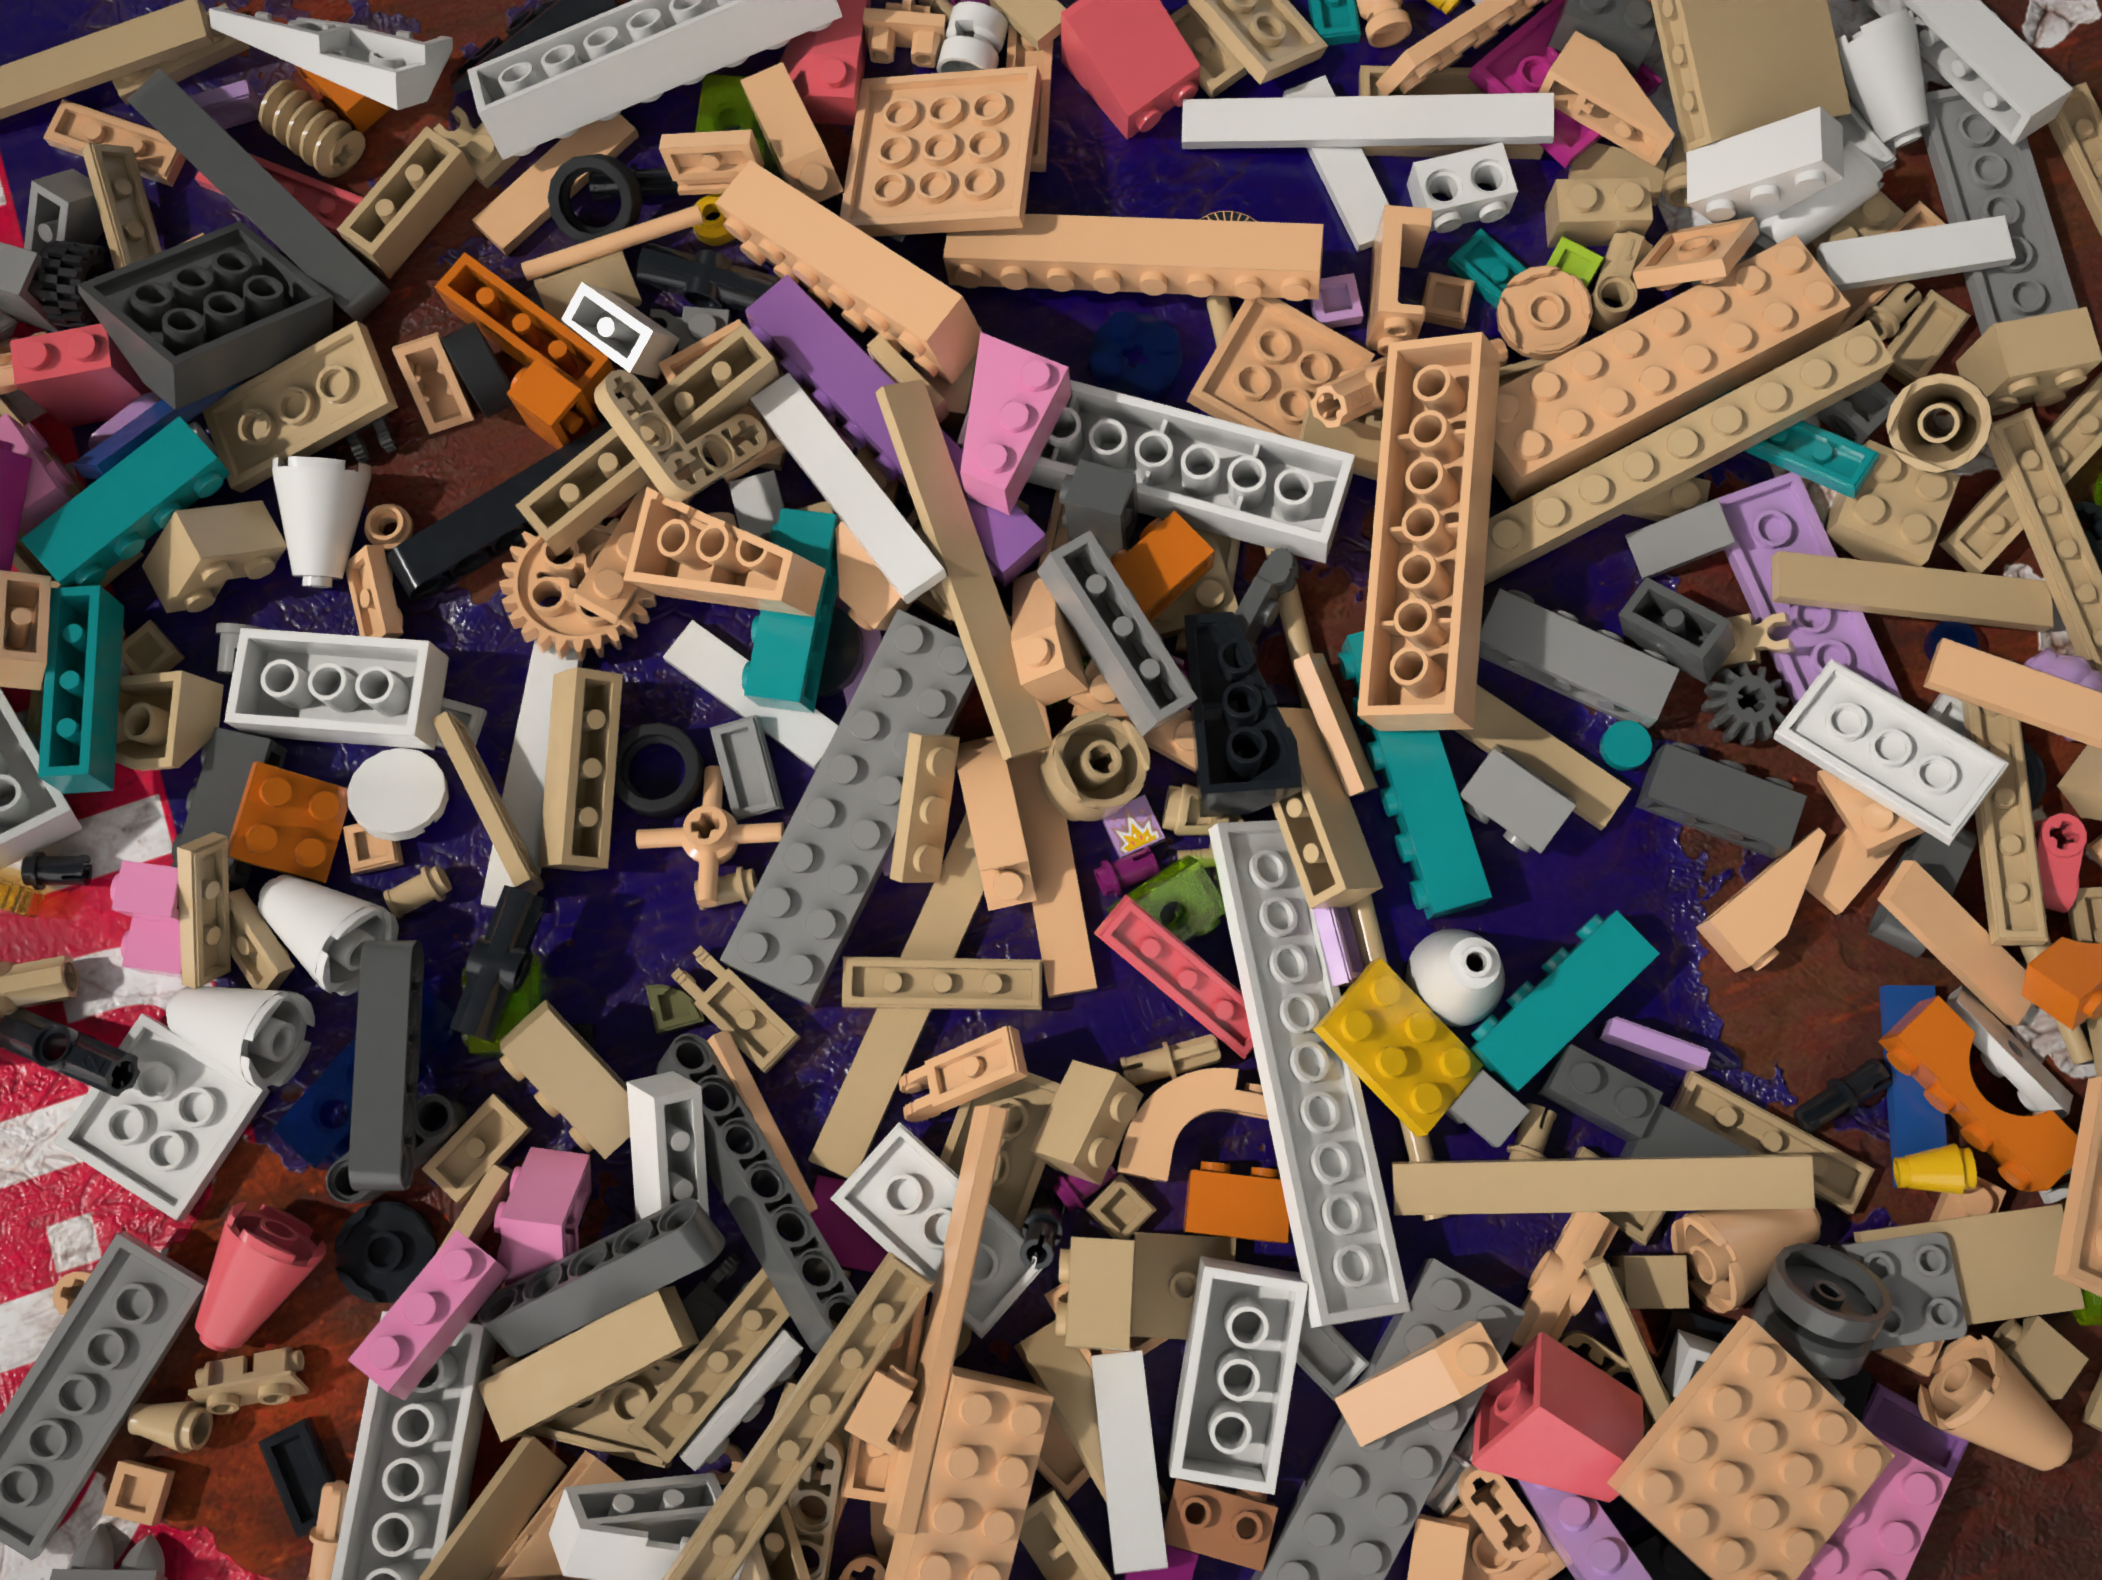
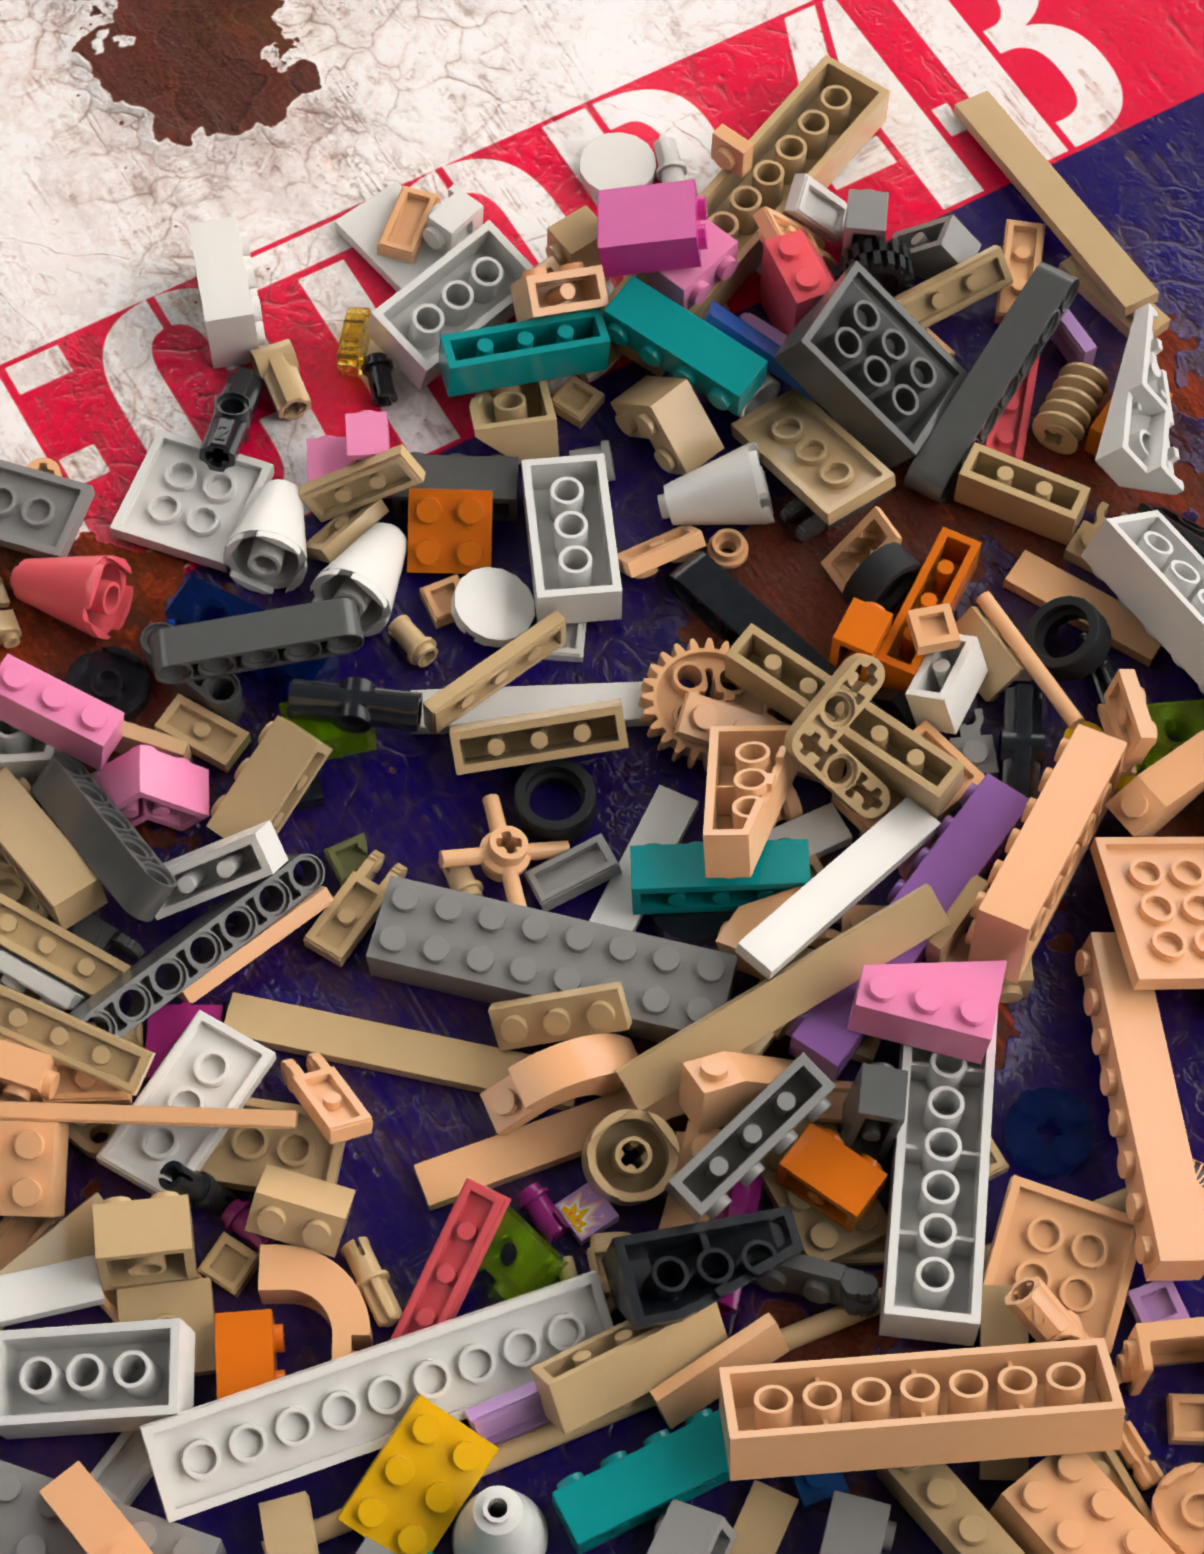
camera: 75 degrees right, 15 degrees down
(563, 322) = (933, 629): none -> light nougat plate
(942, 983) = (407, 1071): tan tile -> none

